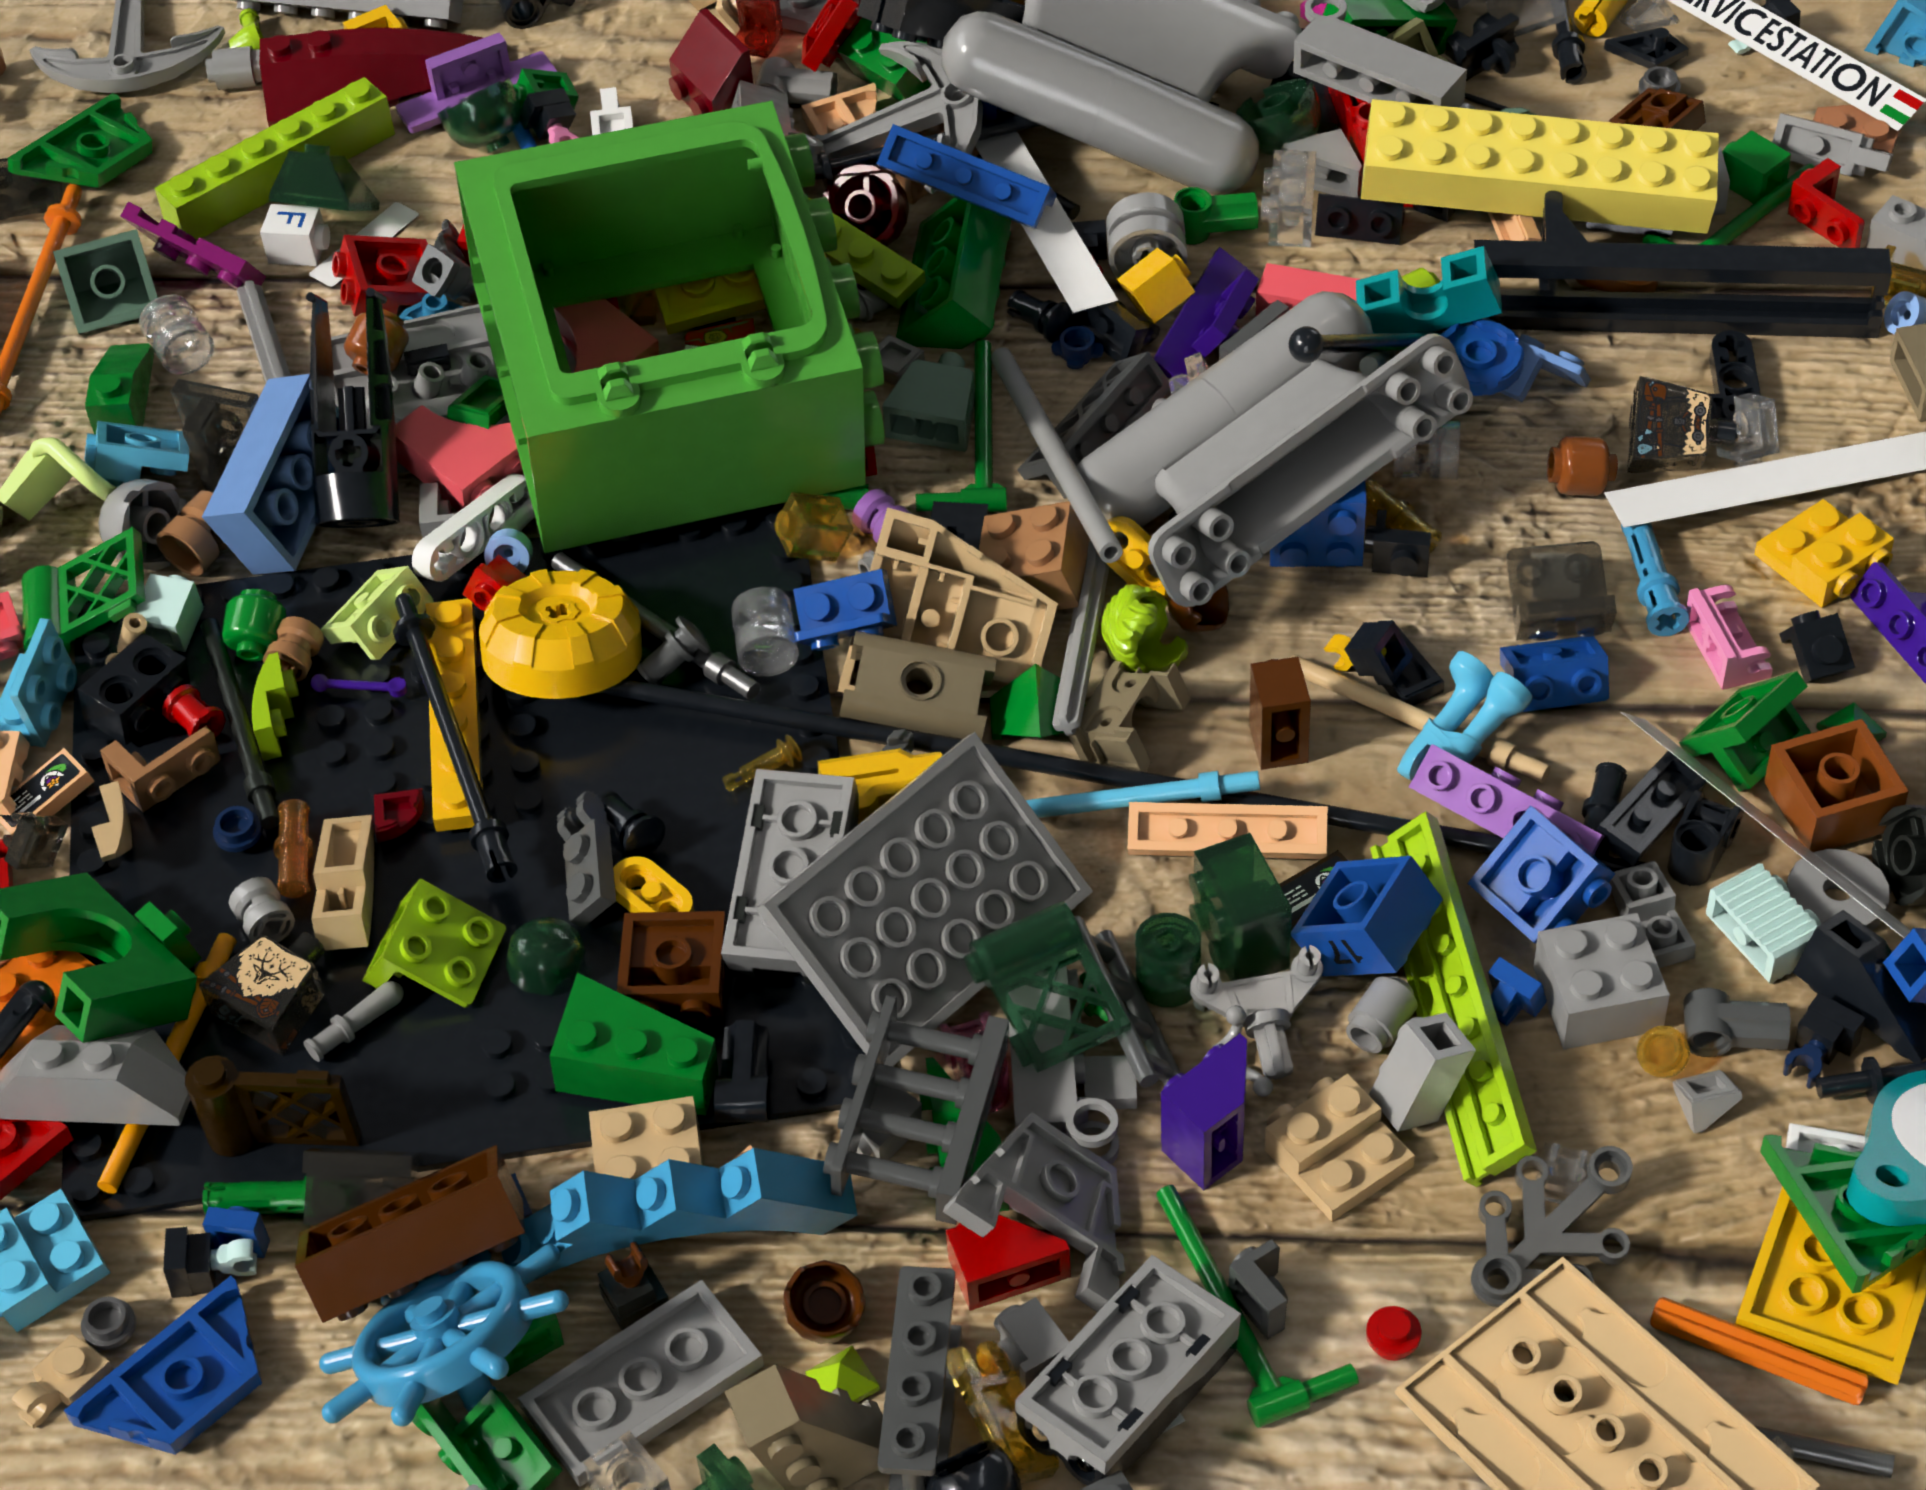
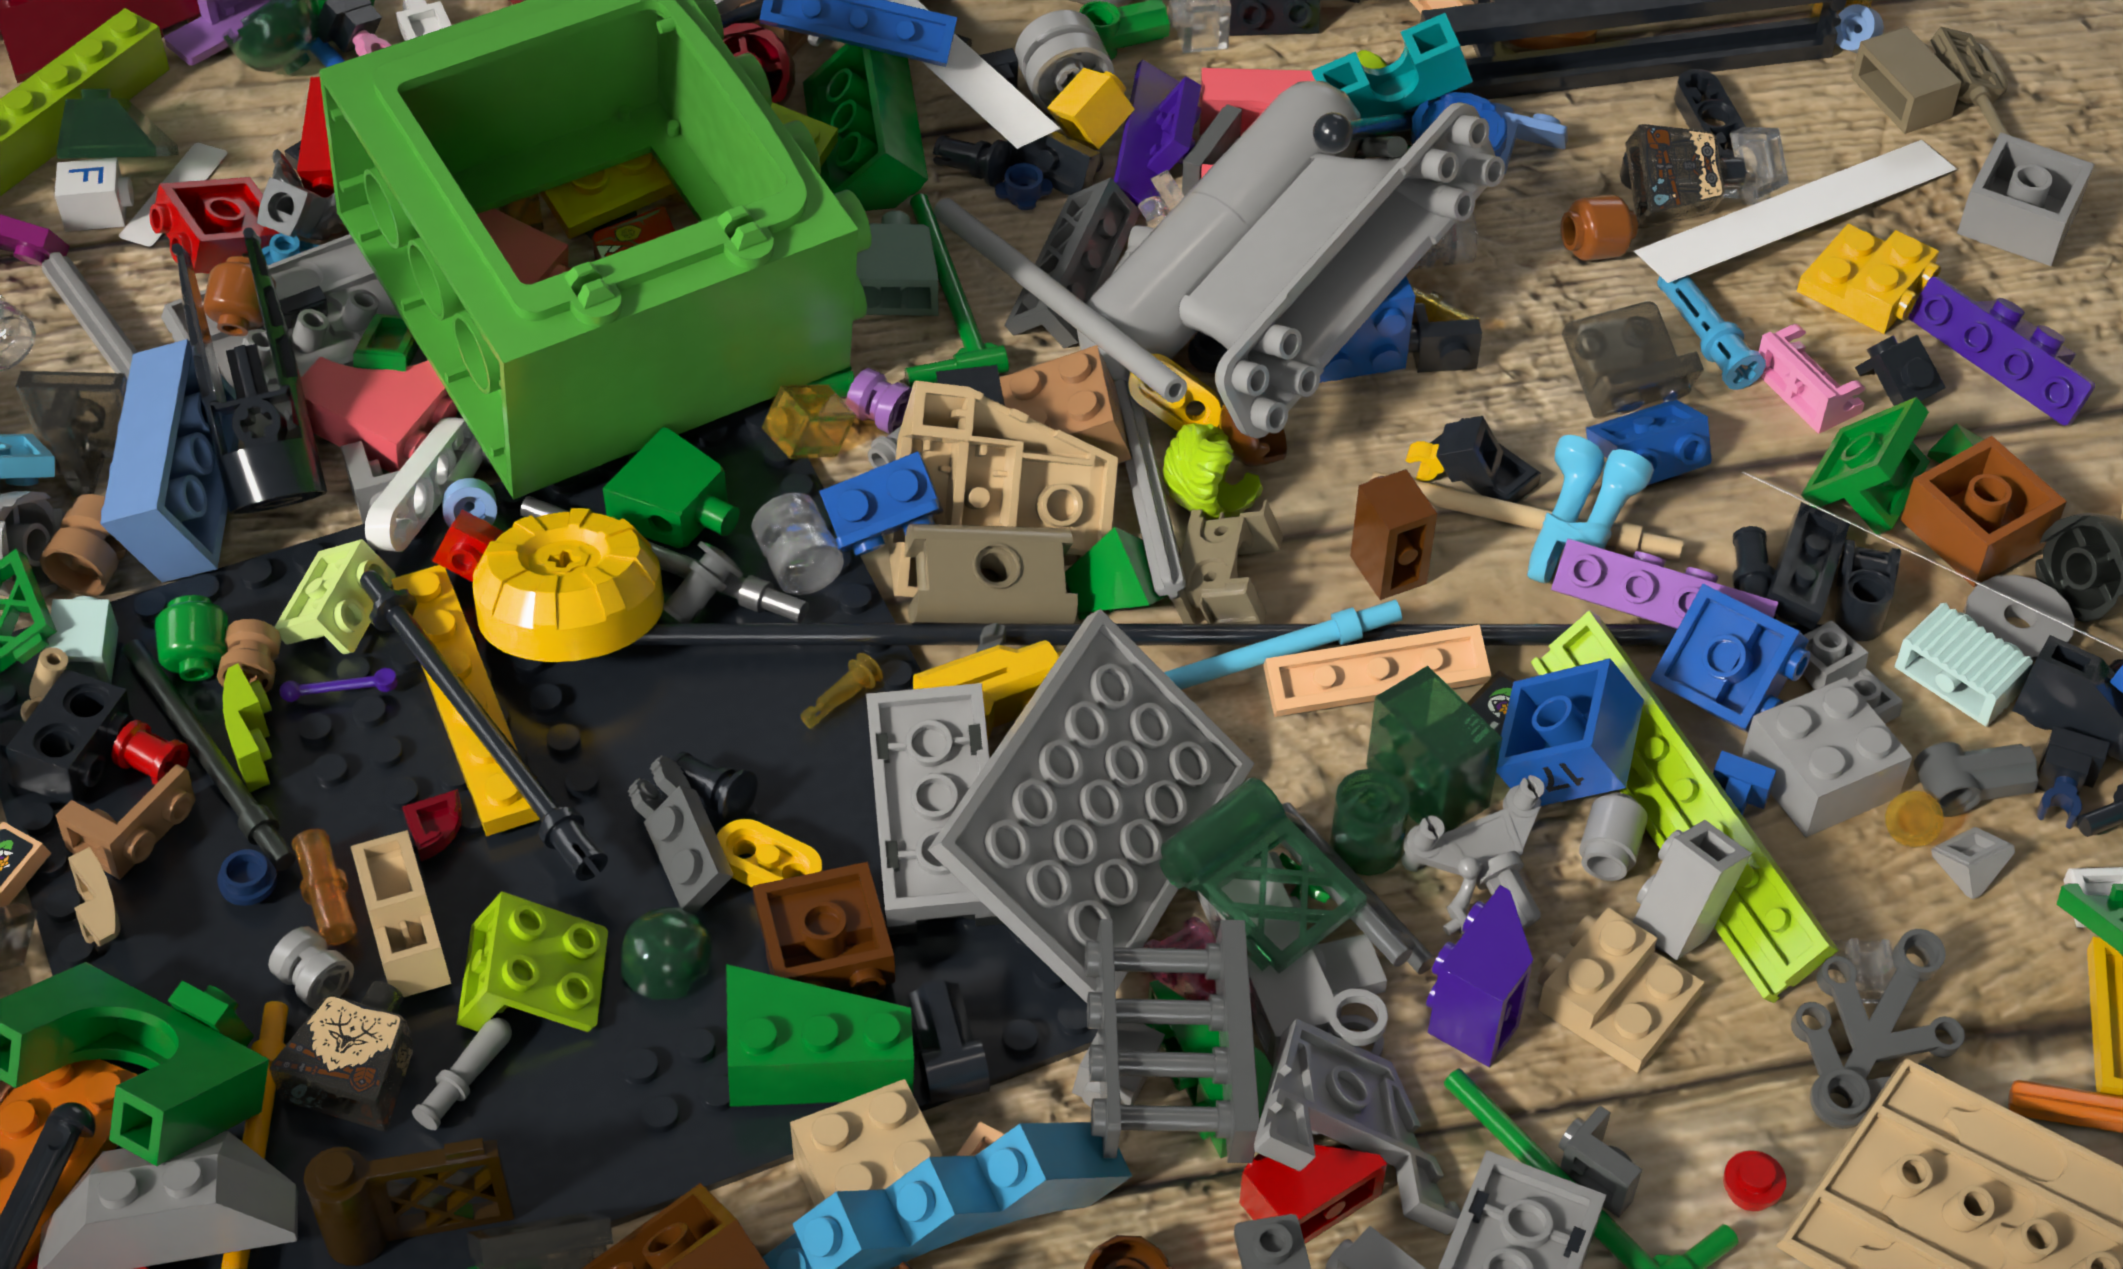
camera: 20 degrees left, 0 degrees up
(675, 569) = (671, 492): none -> green torso

